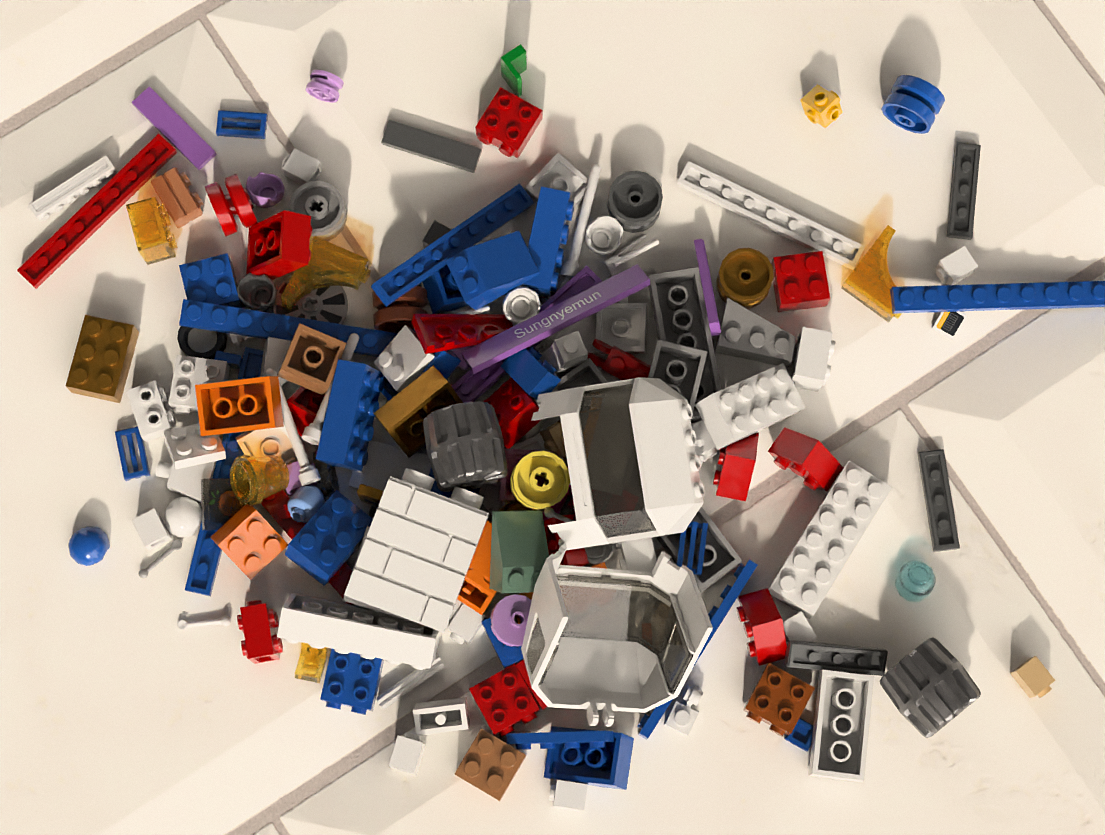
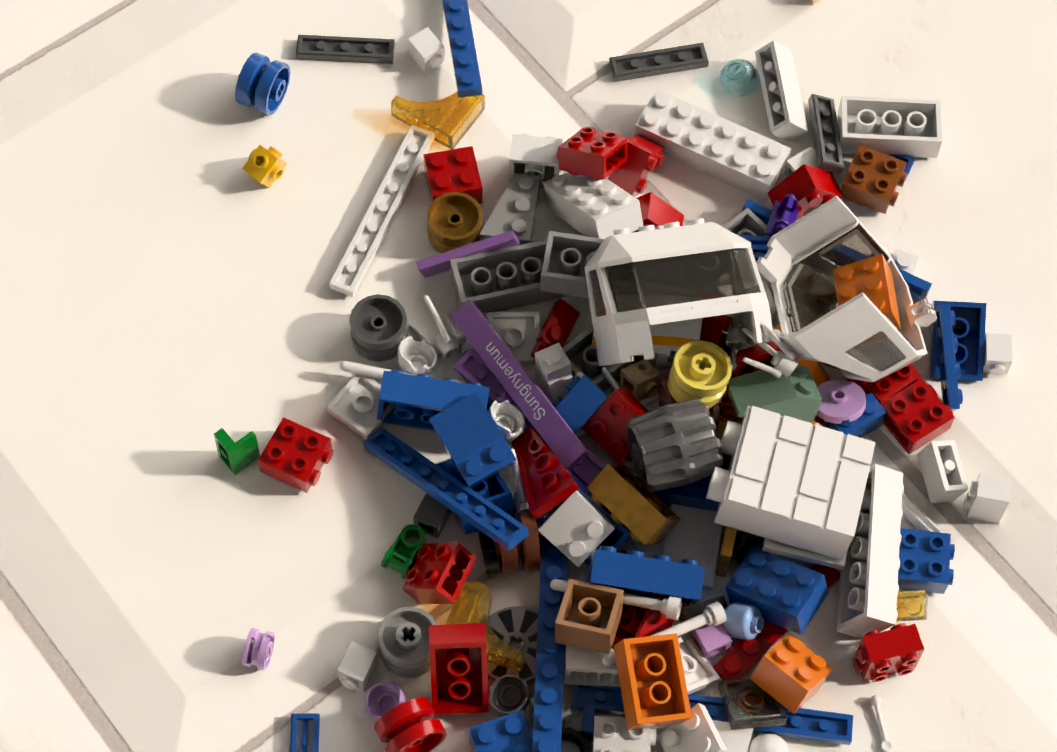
camera: 95 degrees left, 15 degrees down
(257, 478) = (726, 665): clear yellow piece -> none
(376, 238) = (439, 573): none -> red brick
(404, 212) = (401, 554): none -> green piece
(431, 146) = (322, 537): dark grey tile -> none
(490, 765) = (982, 425): medium nougat brick -> none
(538, 556) = (783, 363): none -> white plant
(622, 661) = (873, 279): none -> orange brick
(724, 592) = (782, 215): none -> dark purple hinge
(802, 406) = (592, 153): none -> red brick
(890, 618) = (781, 91): none -> white brick
(930, 687) = (844, 51): flat silver wheel -> none
(950, 324) = (485, 55): slope -> none

